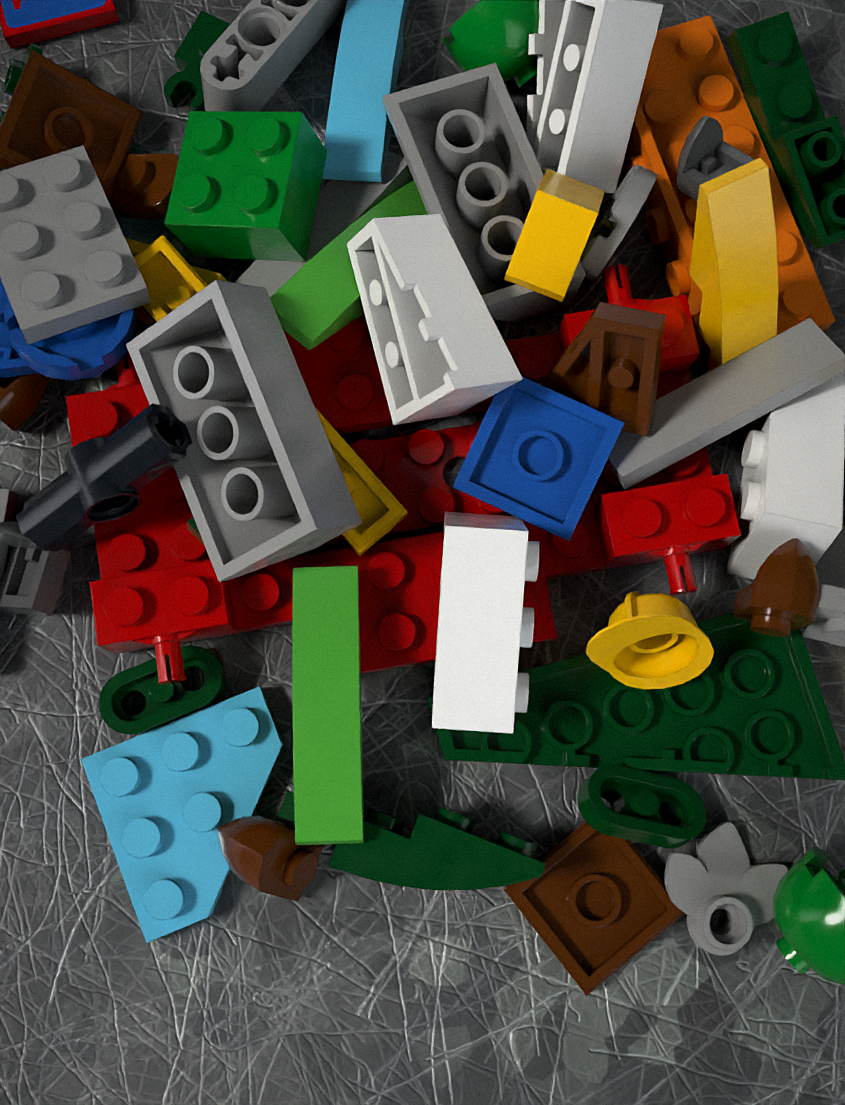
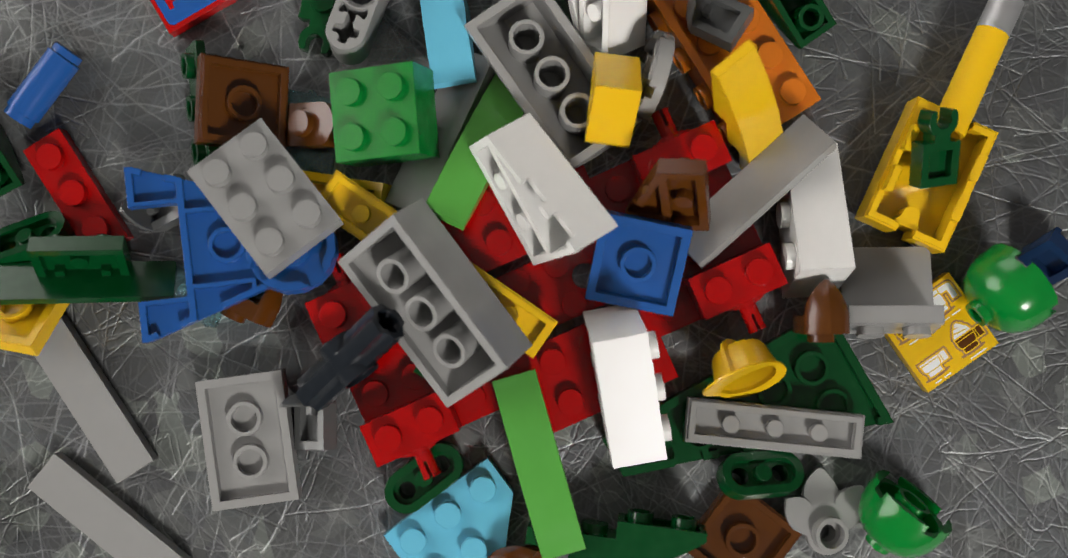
camera: 10 degrees left, 10 degrees up
(677, 741) = (773, 427): none -> light grey tile

